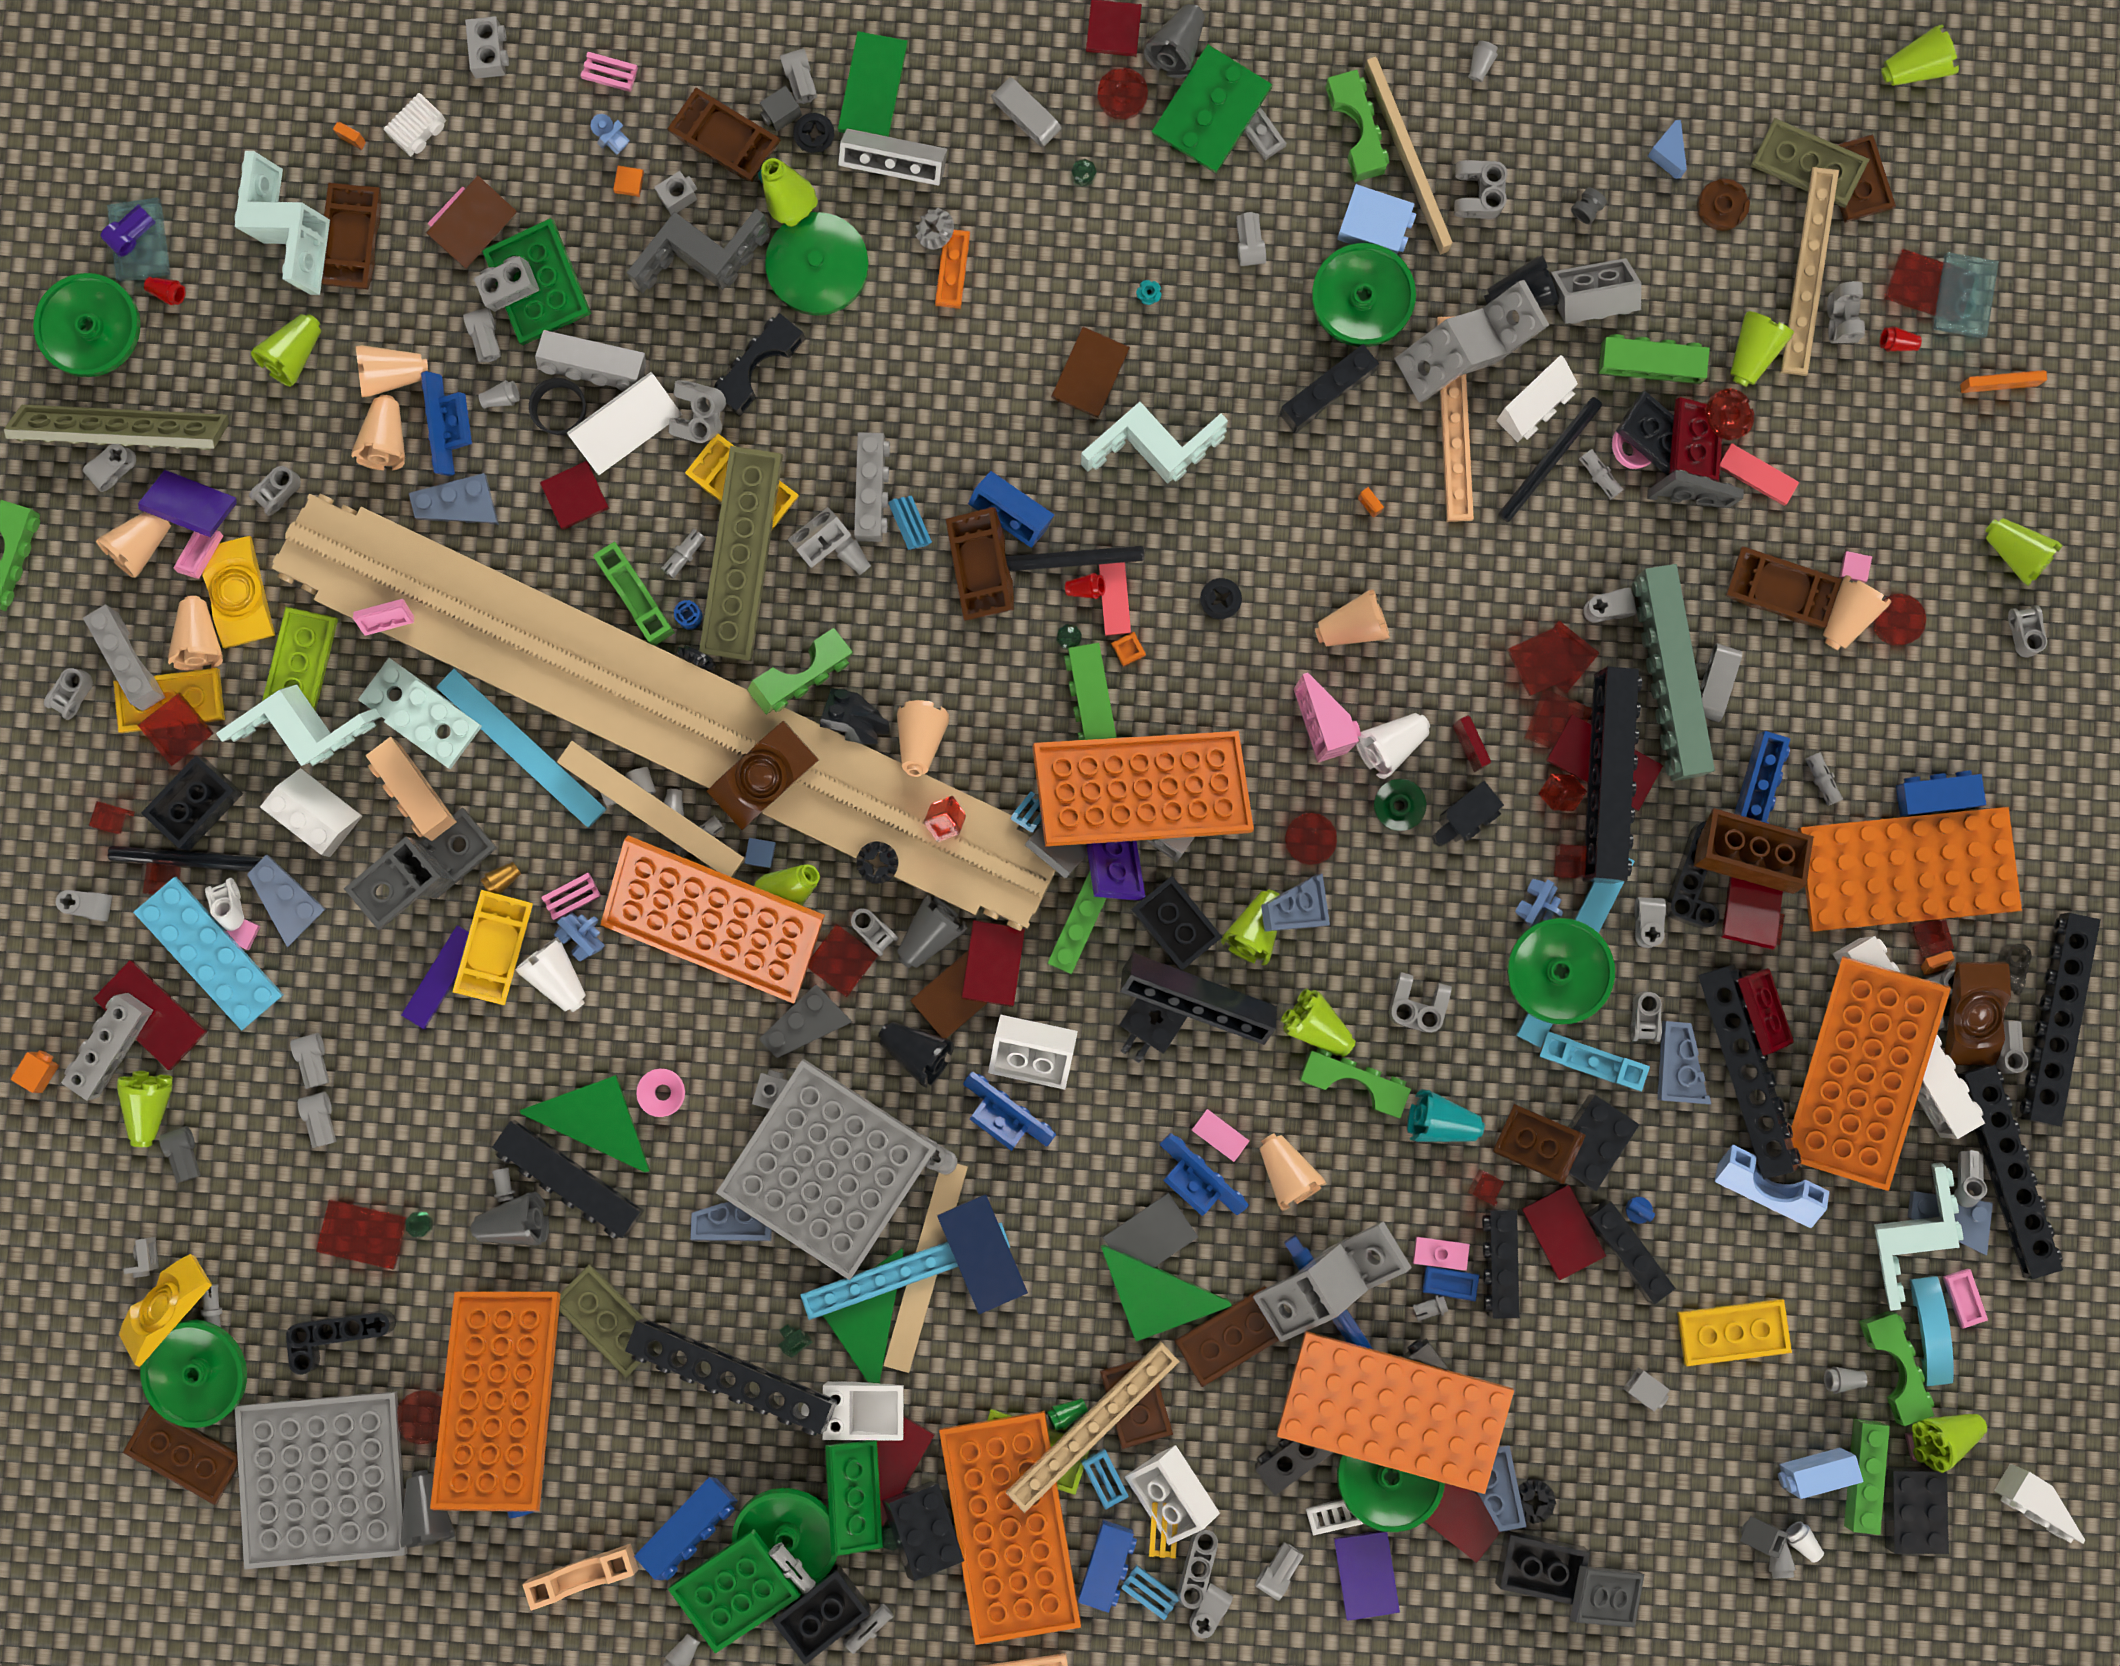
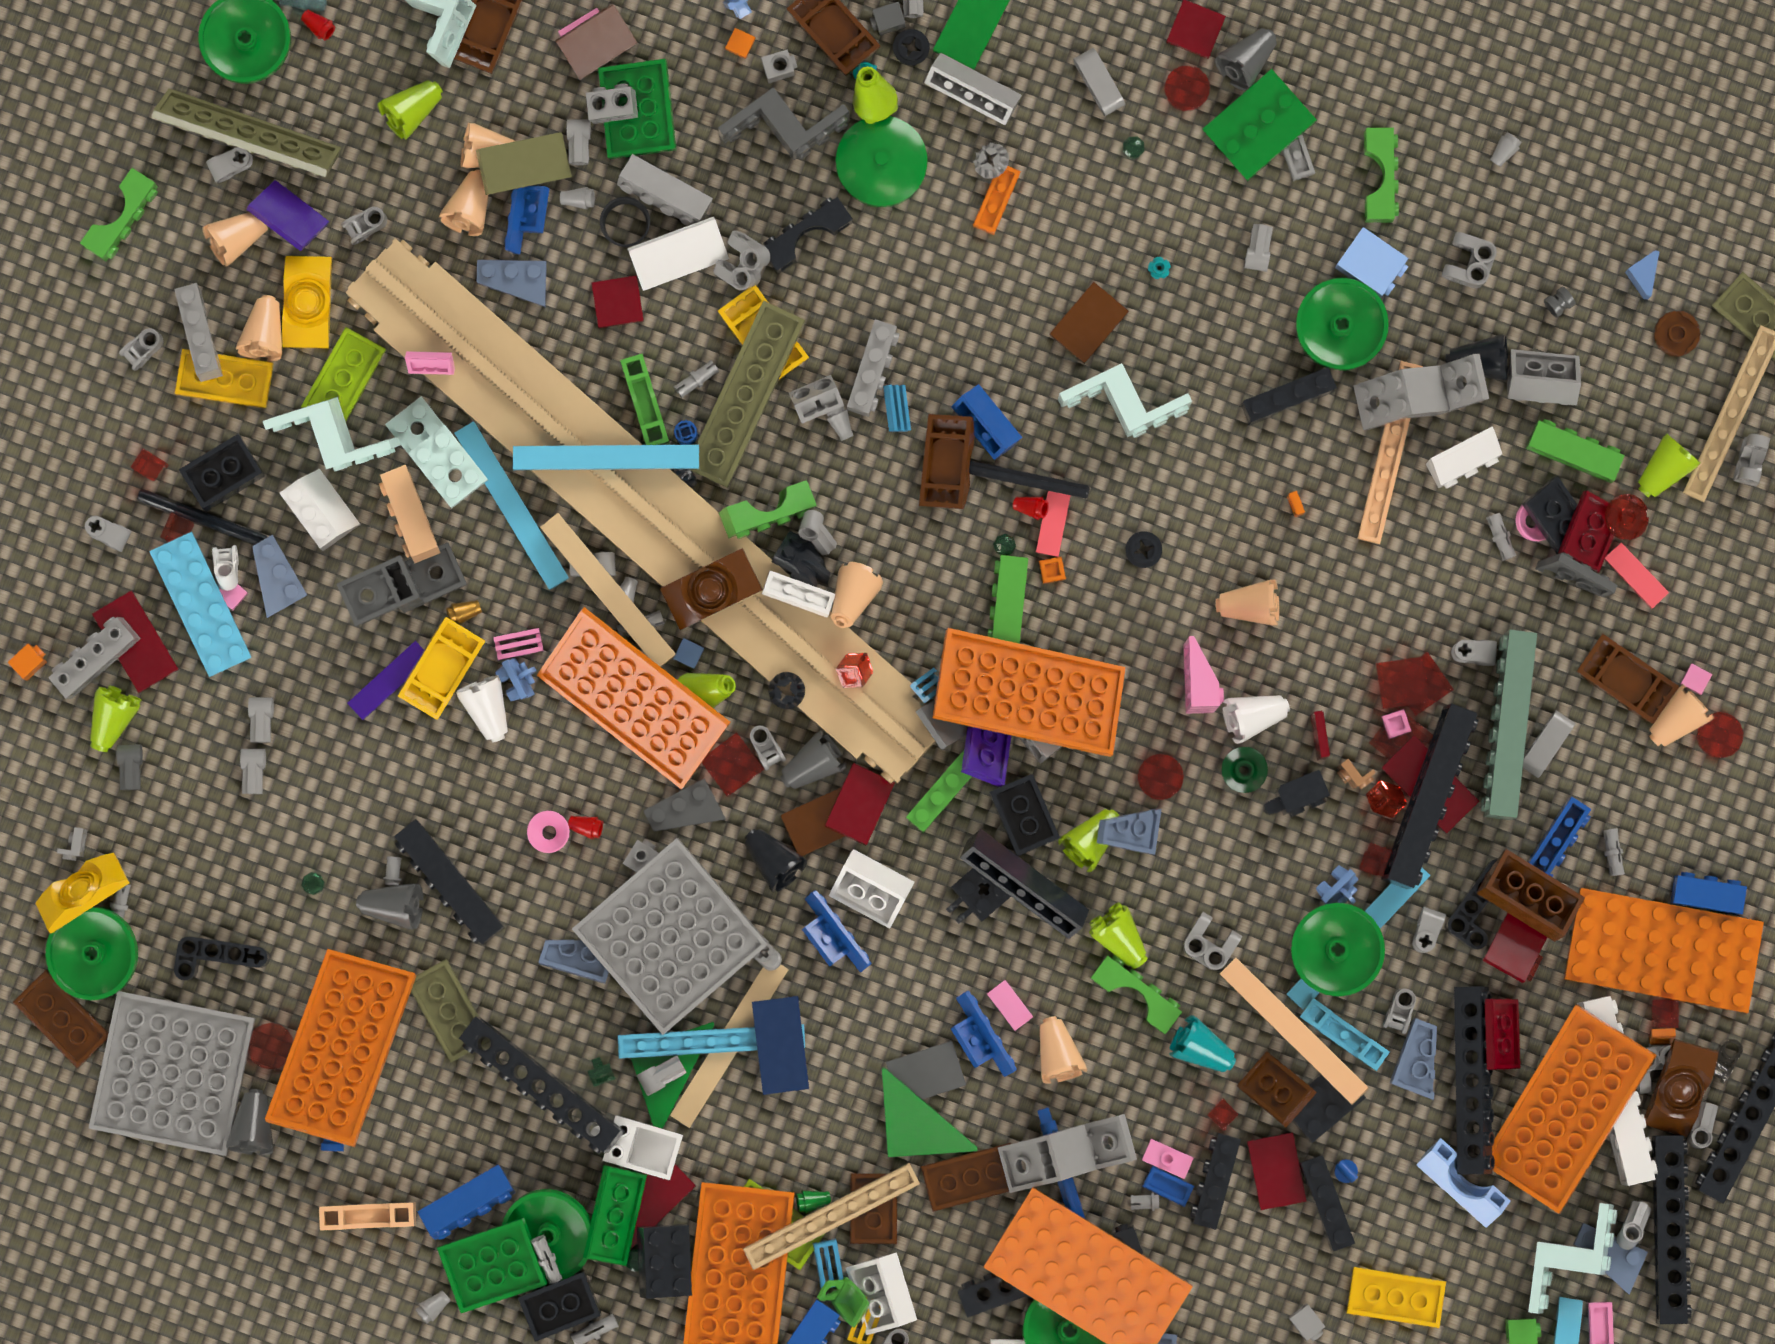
camera: 15 degrees right, 0 degrees up
(175, 729) = (224, 405): clear red tile -> none
(197, 554) = (283, 261): bright pink tile -> none
(361, 1234) = (262, 878): clear red tile -> none
(427, 373) = (523, 163): none -> olive tile
(596, 1118) = (487, 837): green tile -> none
(605, 664) = (605, 457): none -> medium azure tile
(701, 1074) = (587, 826): none -> red cone
(856, 679) = (814, 531): none -> light grey piece
(856, 1329) = (656, 1077): none -> light grey piece
(859, 753) = (798, 594): none -> white plate
(1136, 1513) = (847, 1299): none -> bright green piece
(1408, 155) = (1416, 213): tan tile -> none
(1516, 776) = (1349, 774): none -> medium nougat bracket
(1540, 1074) = (1294, 1031): none -> light nougat tile
(1549, 708) = (1396, 724): none -> bright pink tile
(1550, 459) = (1461, 511): black axle -> none

